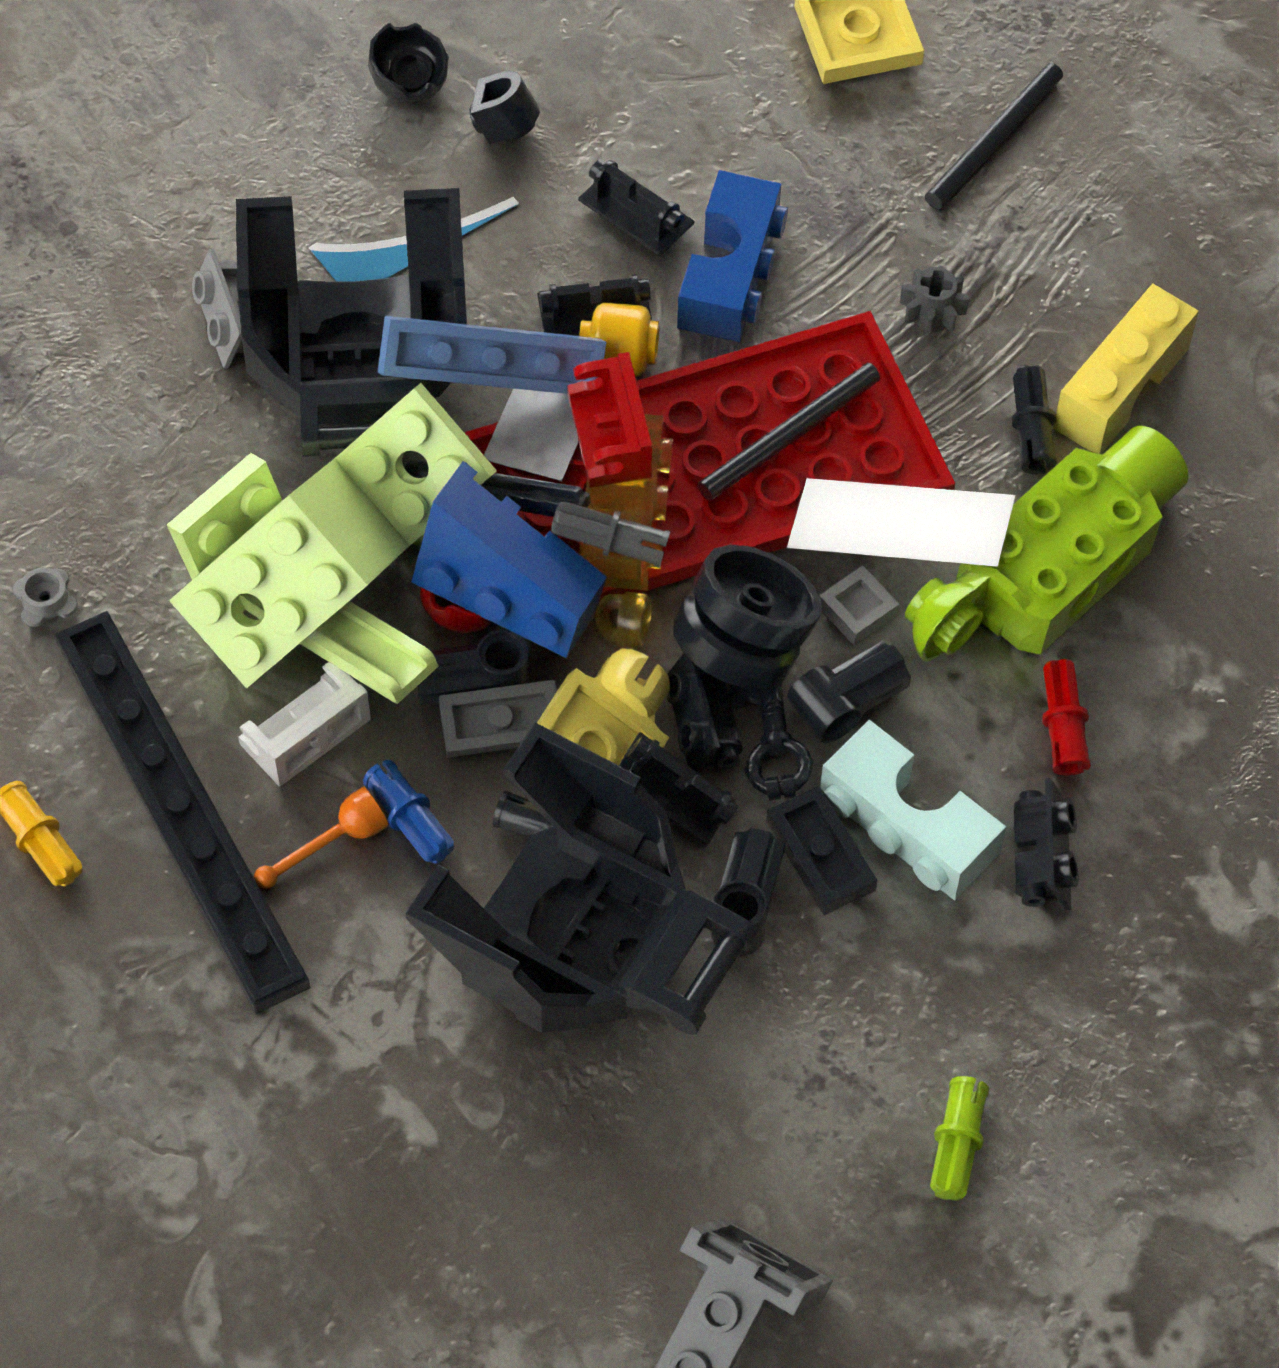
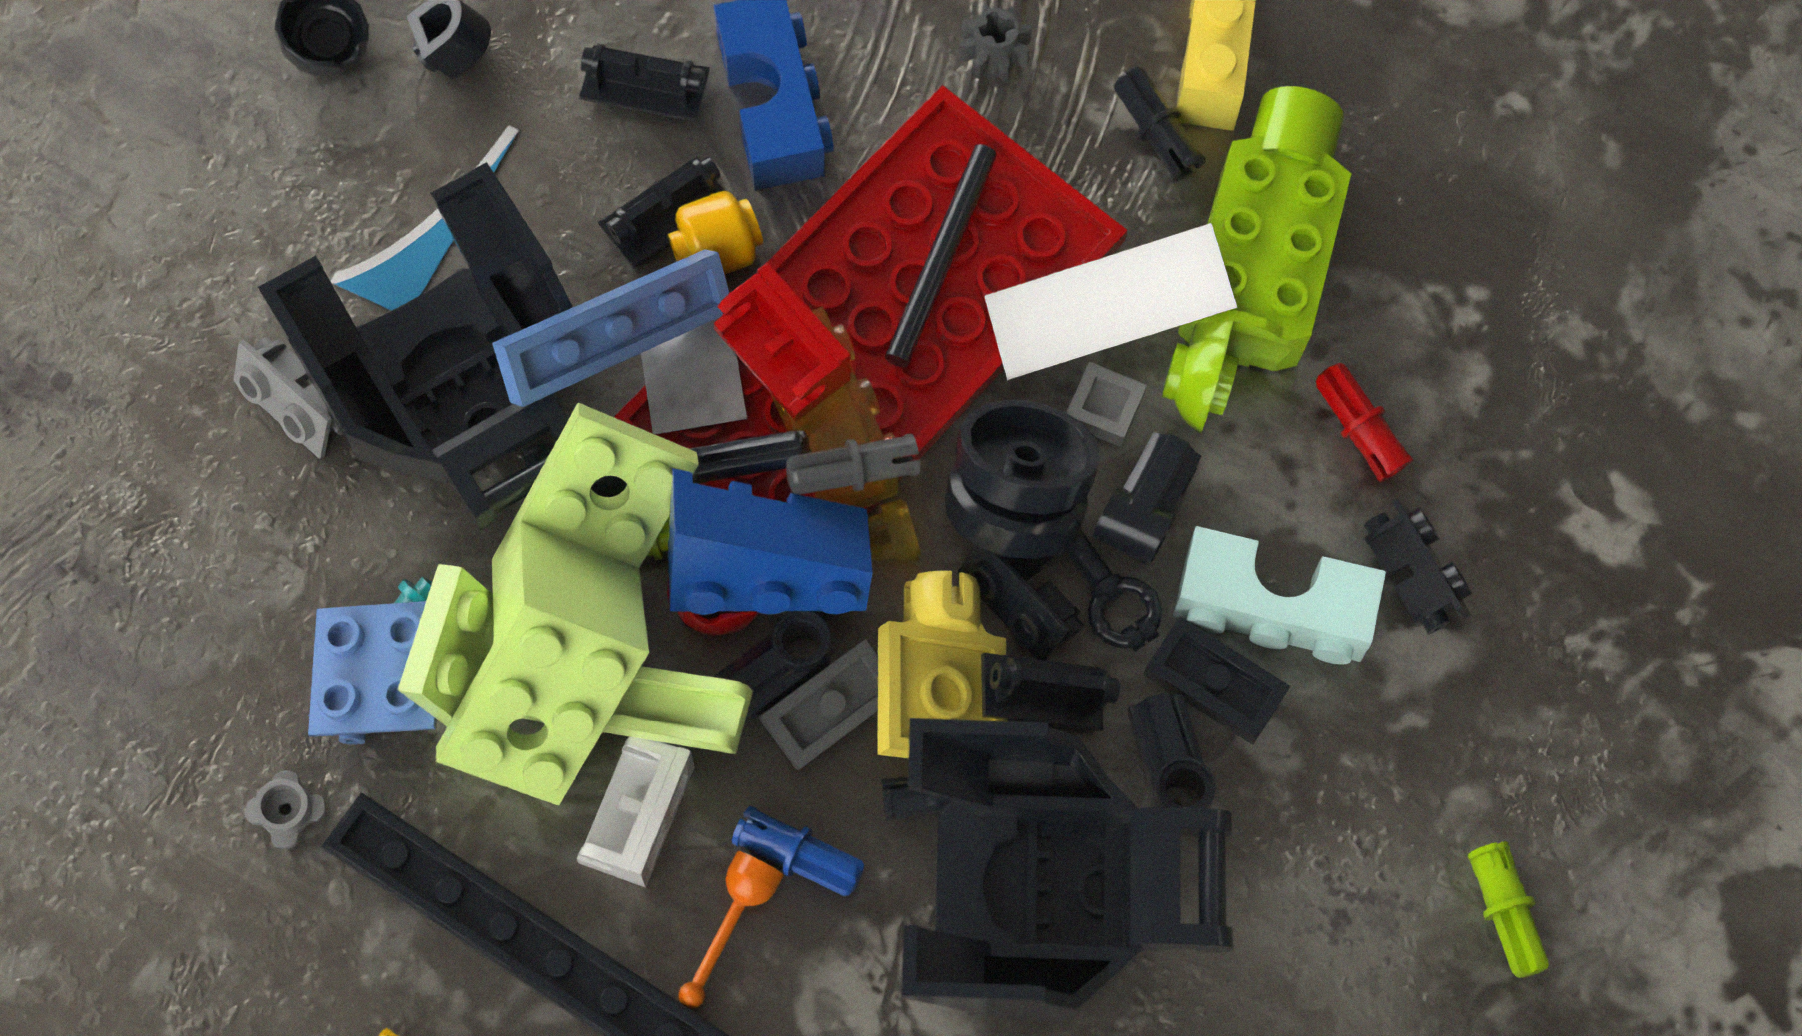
camera: 30 degrees left, 10 degrees up
(139, 529) = (359, 671): none -> medium blue hinge

